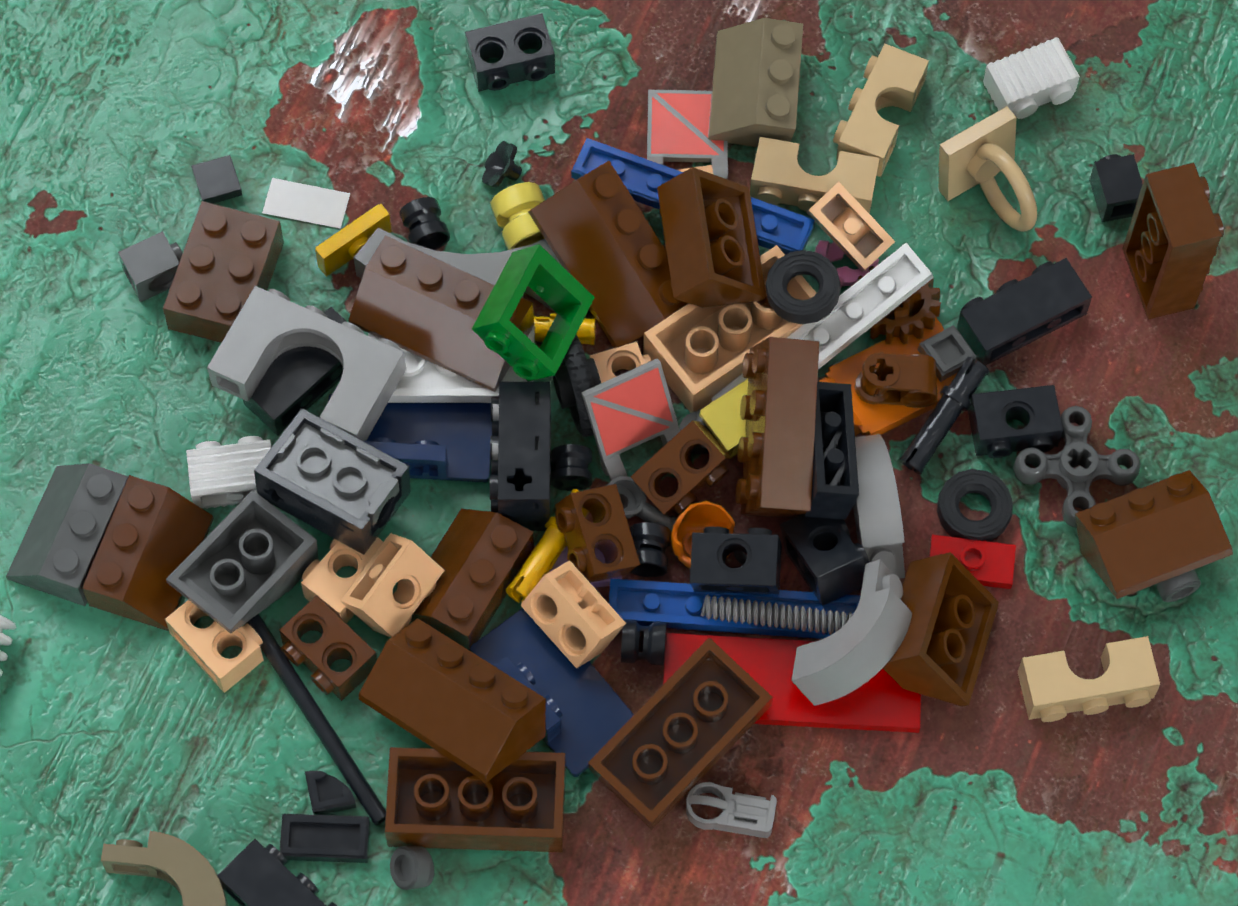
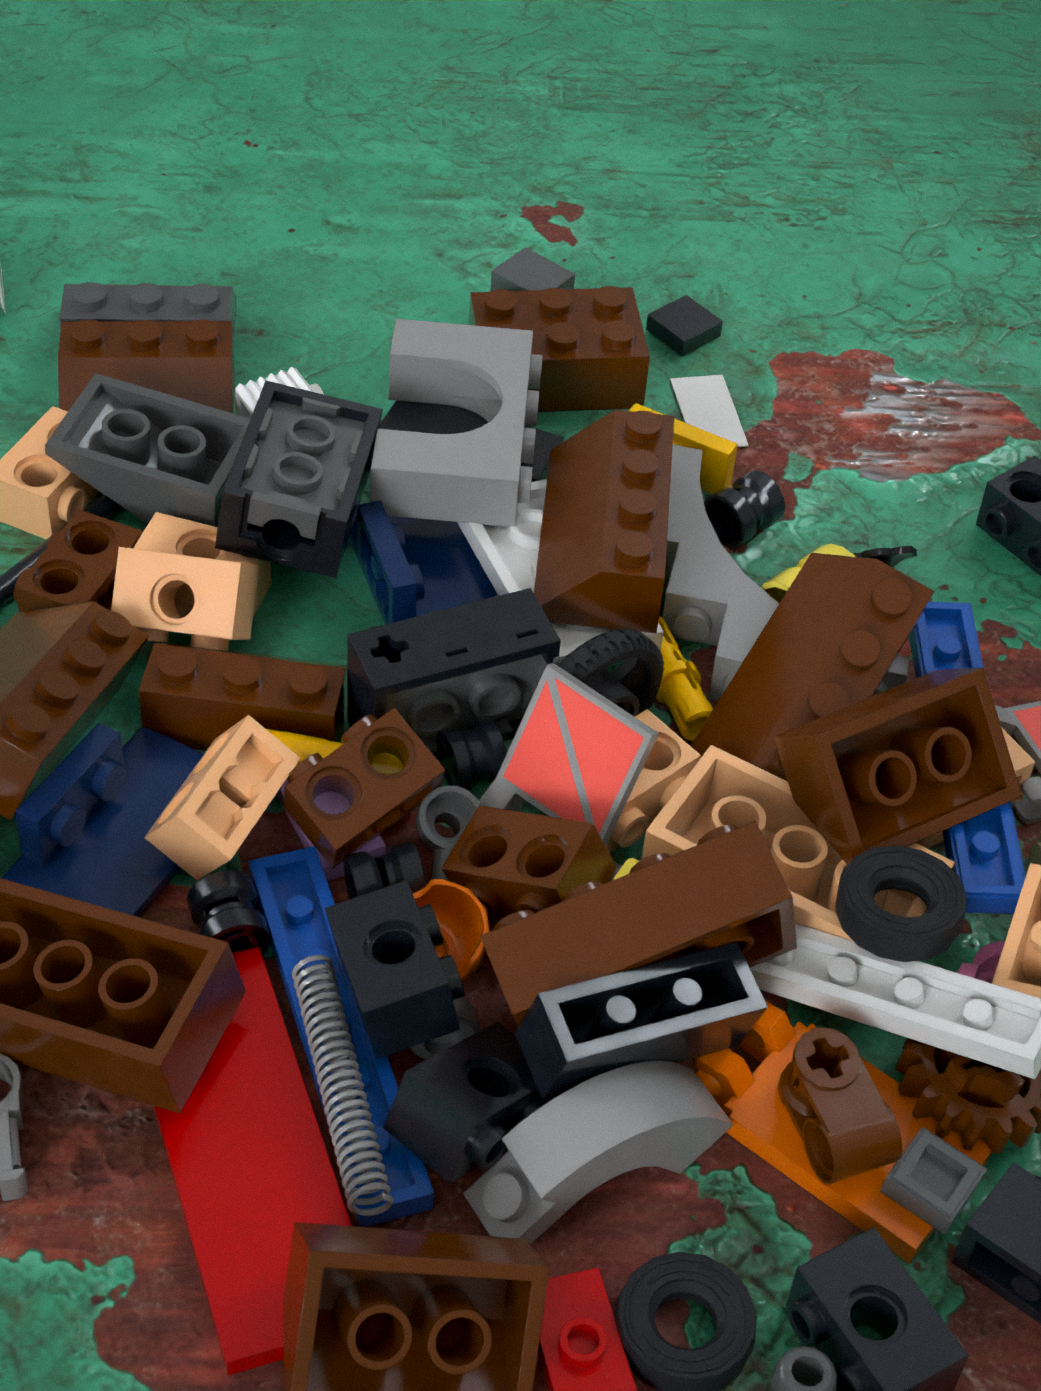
camera: 65 degrees right, 20 degrees down
(554, 285) = (703, 574): green window -> none
(860, 647) = (334, 1183): light grey arch -> none
(953, 401) = (819, 1209): black pin -> none

